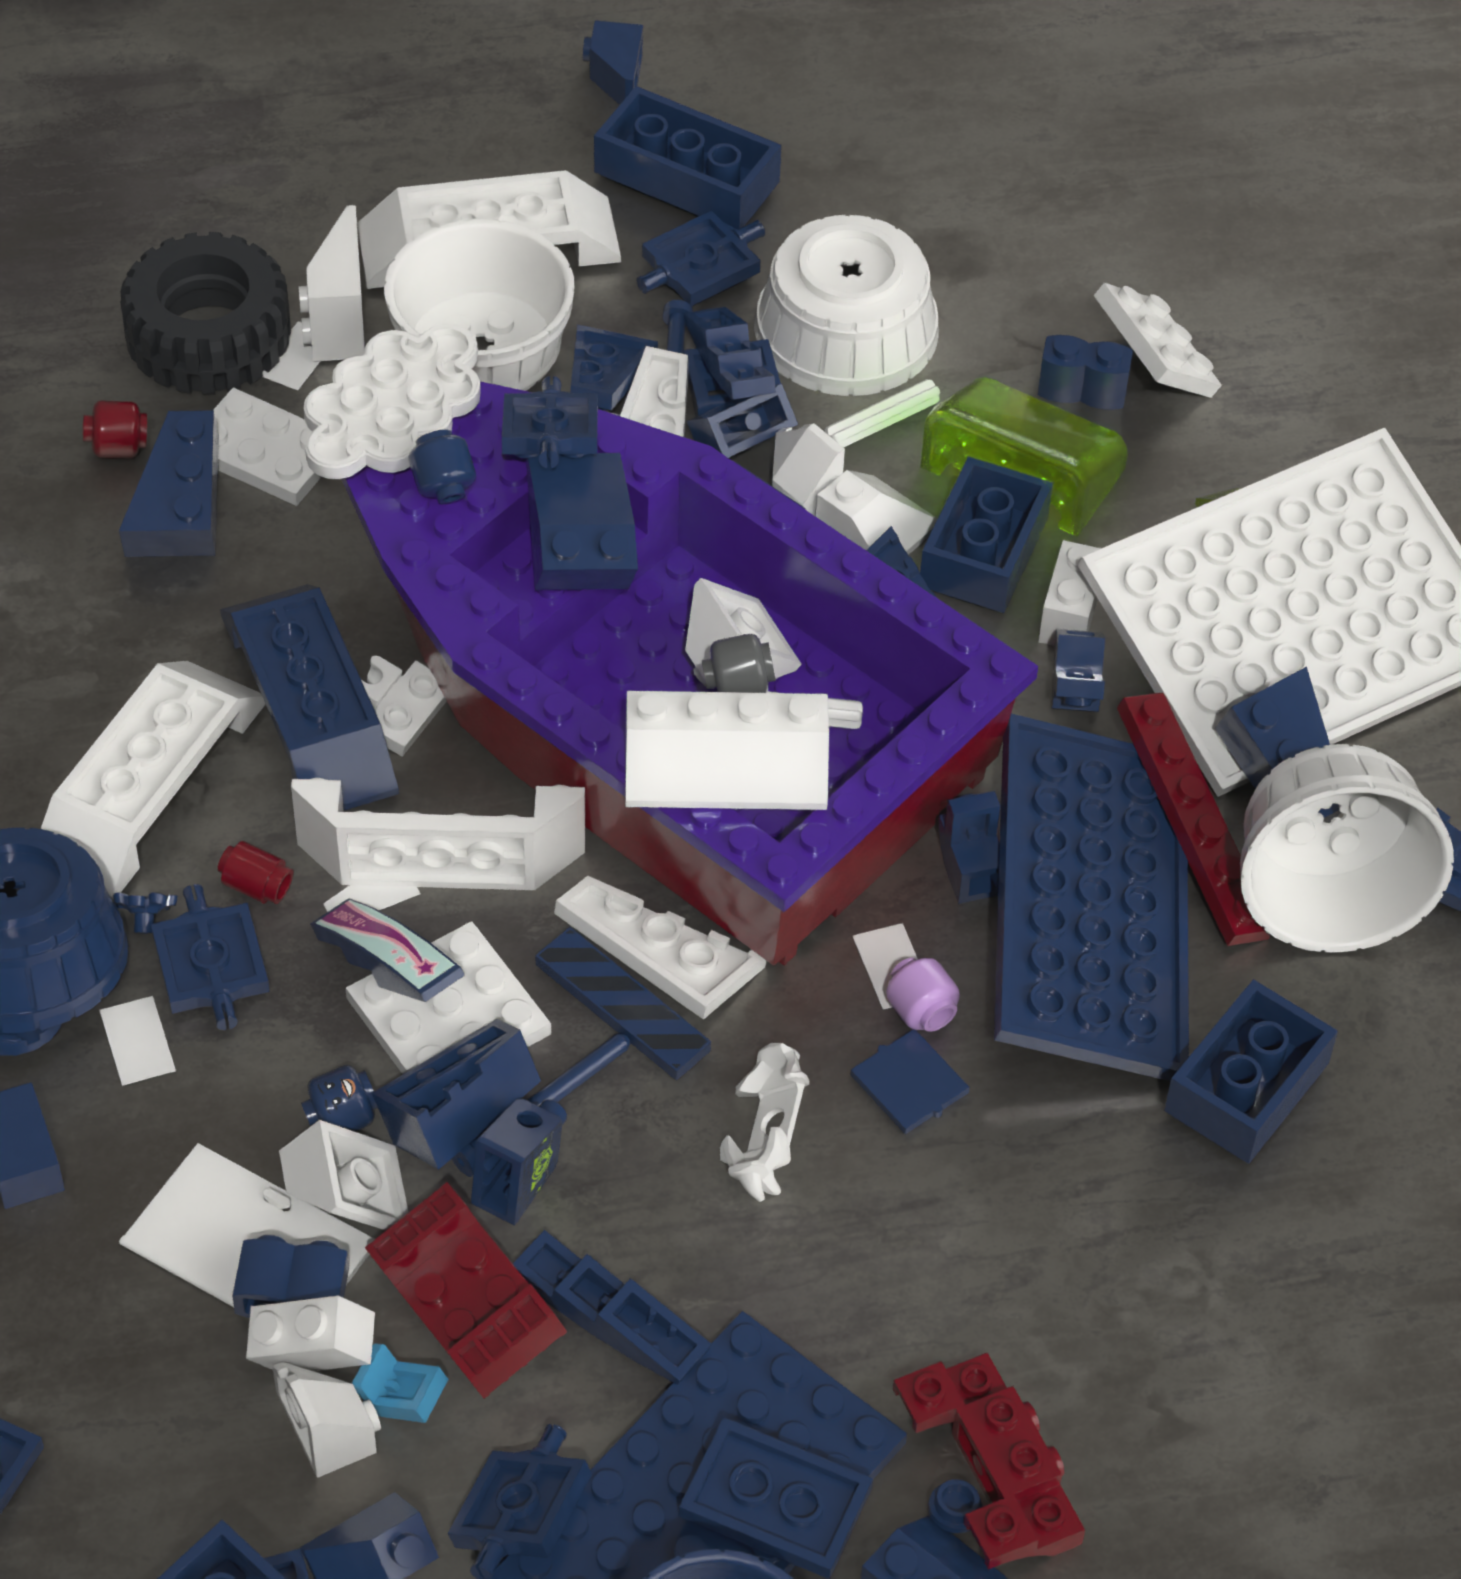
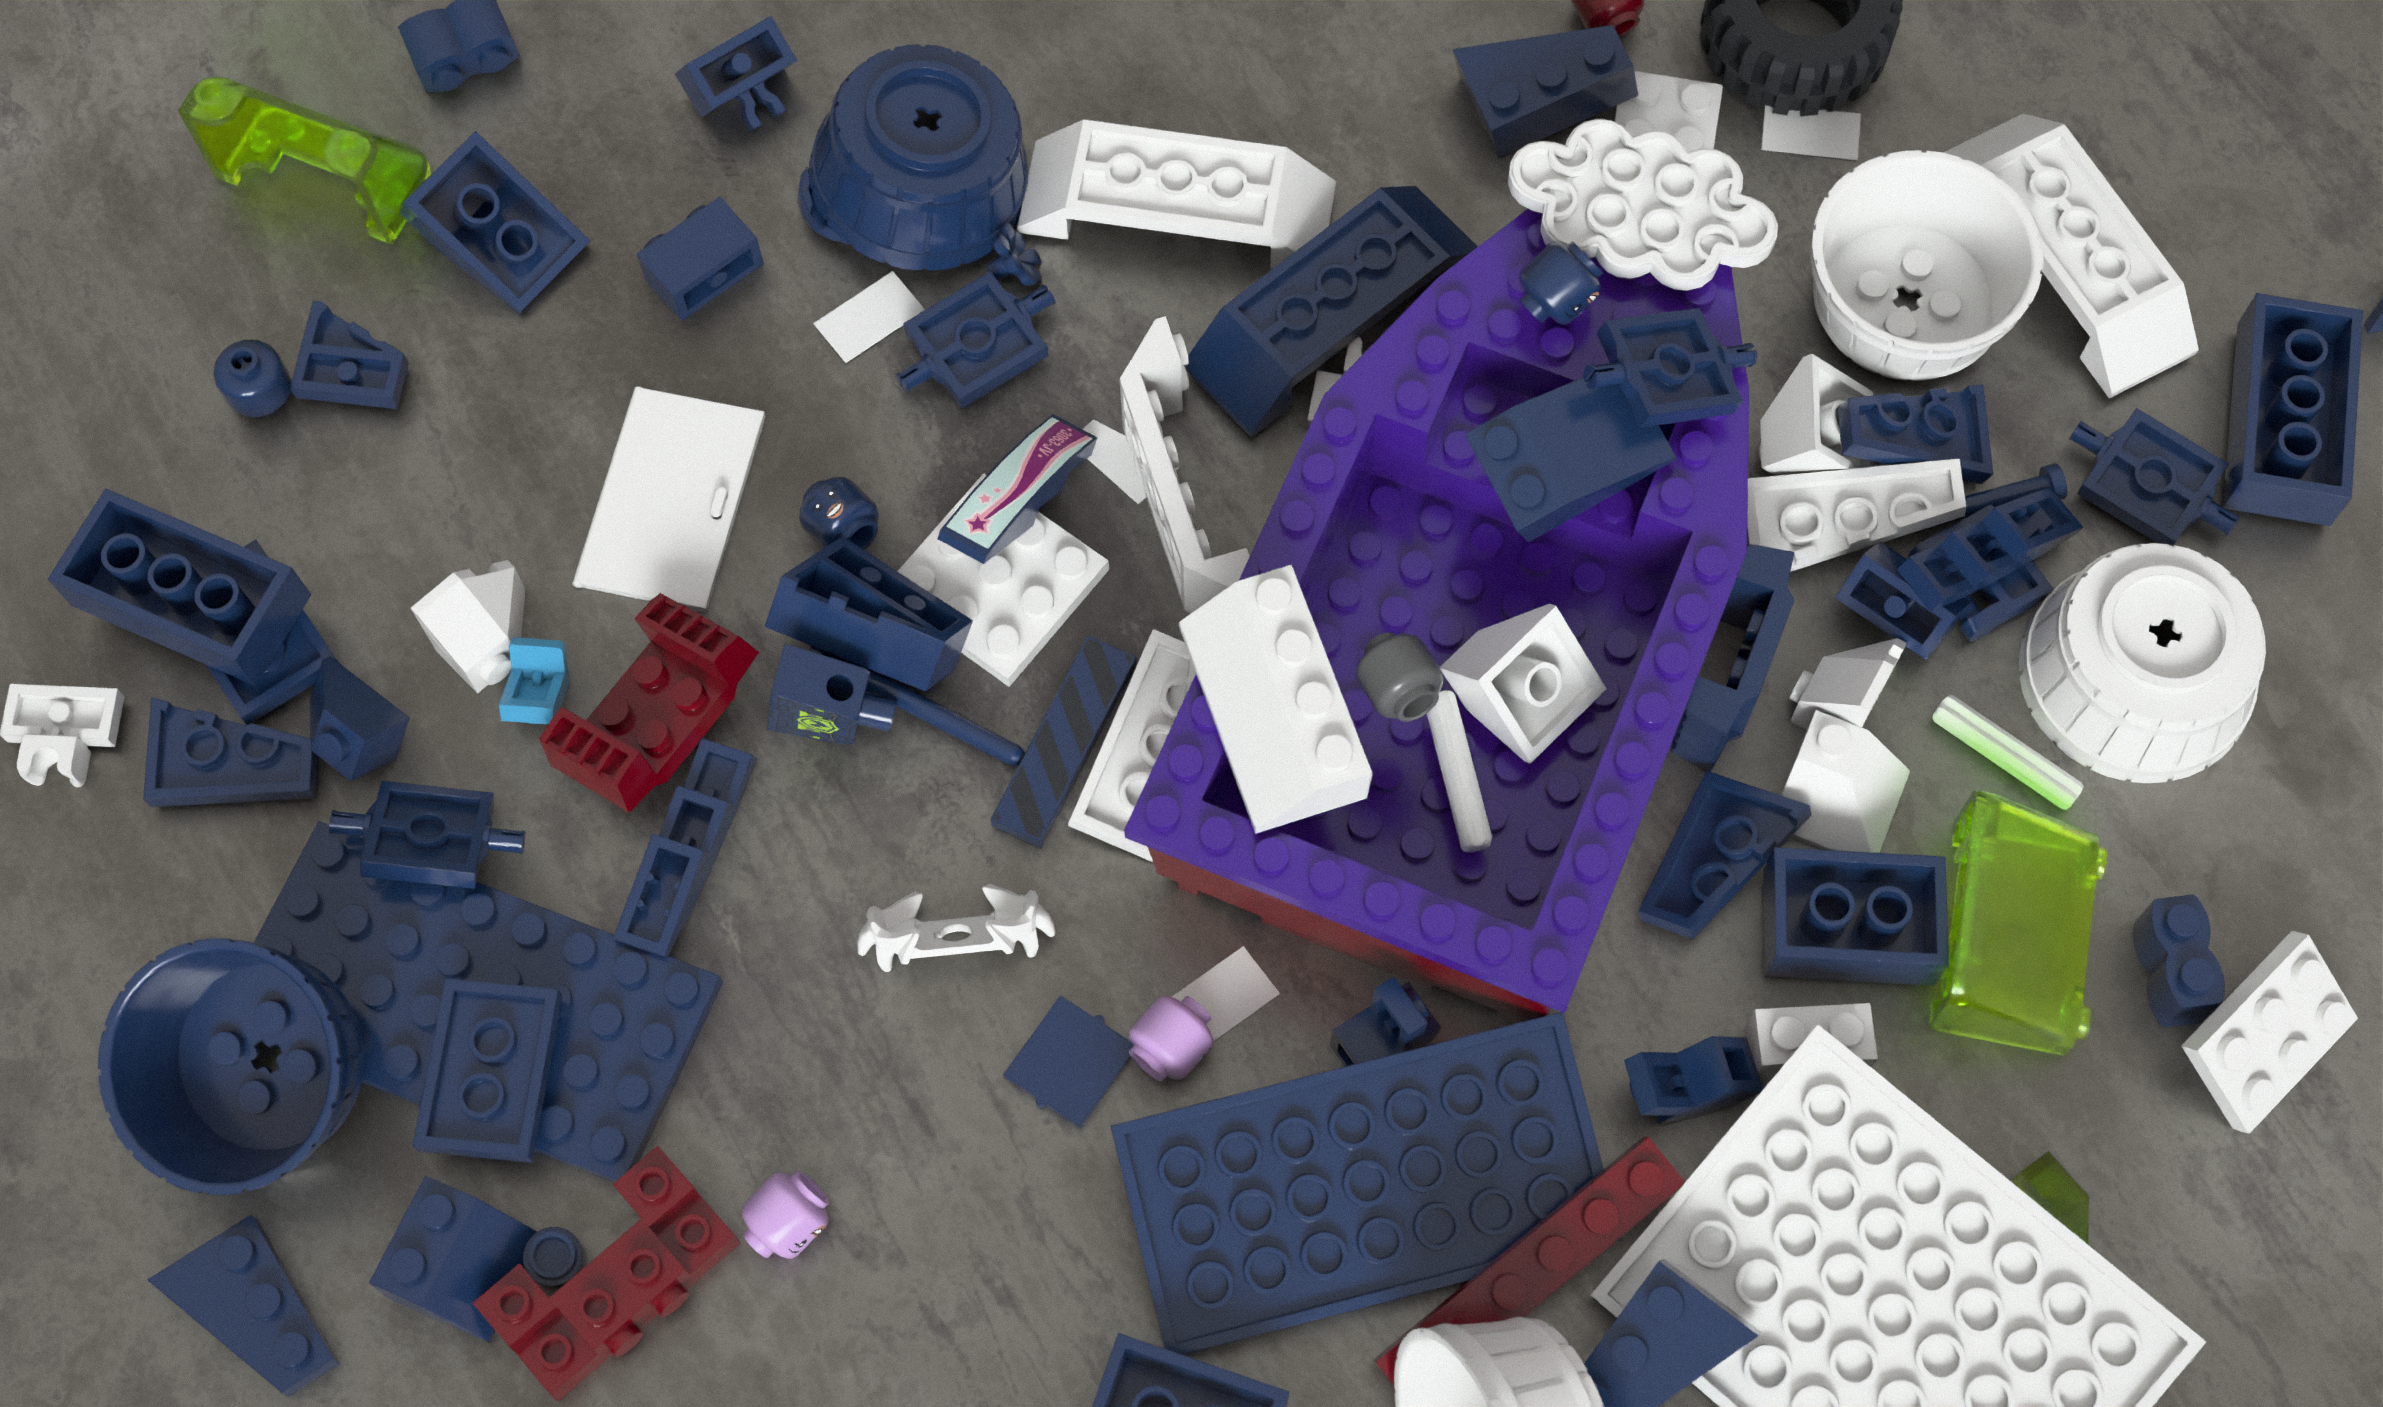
camera: 75 degrees right, 15 degrees up
(255, 873) = (1091, 341): dark red brick -> none
(281, 1272) = (615, 544): dark blue brick -> none
(311, 1334) = (545, 580): white brick -> none
(334, 294) = (1892, 116): white slope -> none
(345, 1174) = (741, 555): white slope -> none
(980, 1311) = (785, 1215): none -> lavender head

